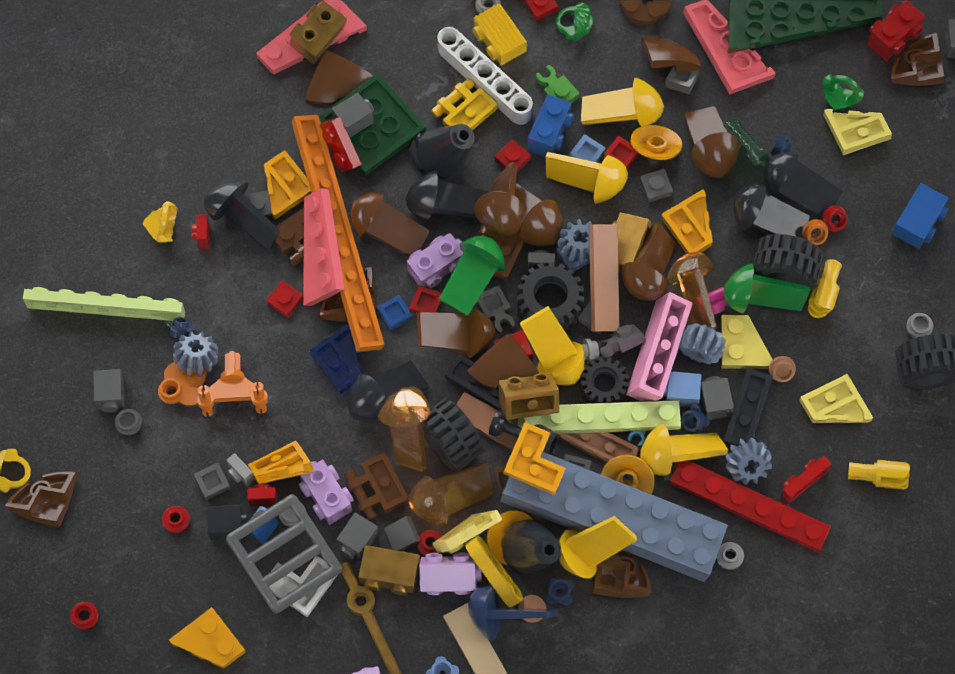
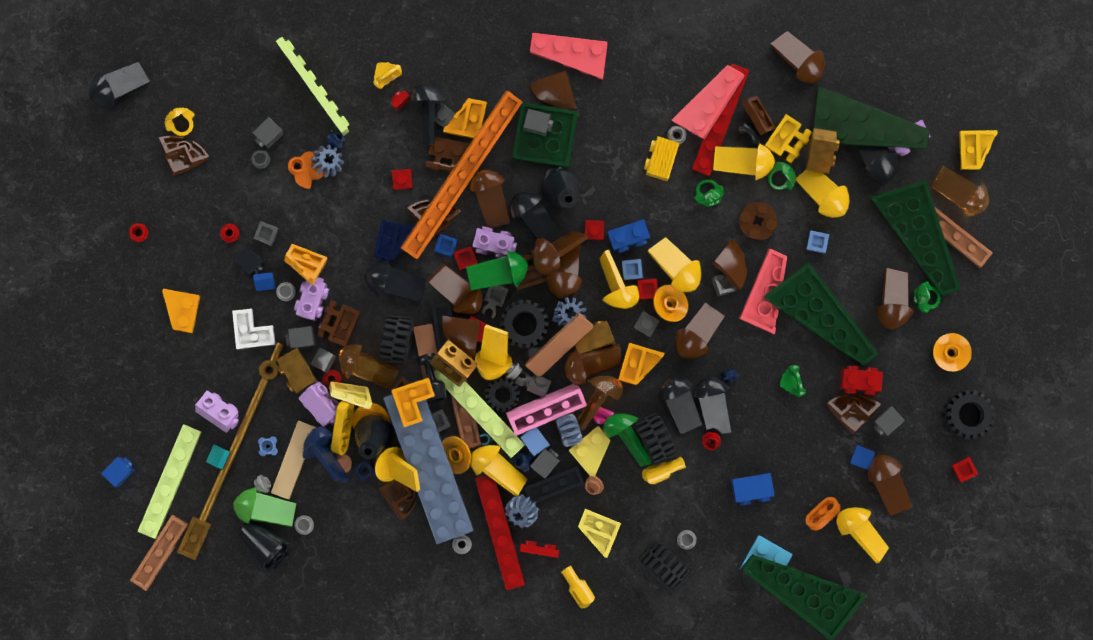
camera: 50 degrees right, 15 degrees up
(232, 387) = (325, 197): orange axle -> none
(239, 470) = (283, 243): light grey plate -> none
(262, 495) = (281, 267): red plate -> none
(304, 524) = (232, 312): dark grey bar -> none
(317, 31) = (571, 57): pearl gold brick -> none
(321, 254) = (439, 178): coral wing -> none
(340, 144) = (516, 124): red plate -> none
(405, 415) = (381, 308): clear orange piece -> none
(471, 112) = (597, 183): yellow plate -> none
(479, 65) = (632, 163): white beam -> none
(539, 257) = (544, 300): dark grey plate -> none
(556, 87) = (658, 221): bright green plate -> none
(756, 154) = (713, 355): clear green plate -> none
(819, 237) = (693, 437): orange plate -> none
(857, 129) = (778, 409): light yellow wing -> none

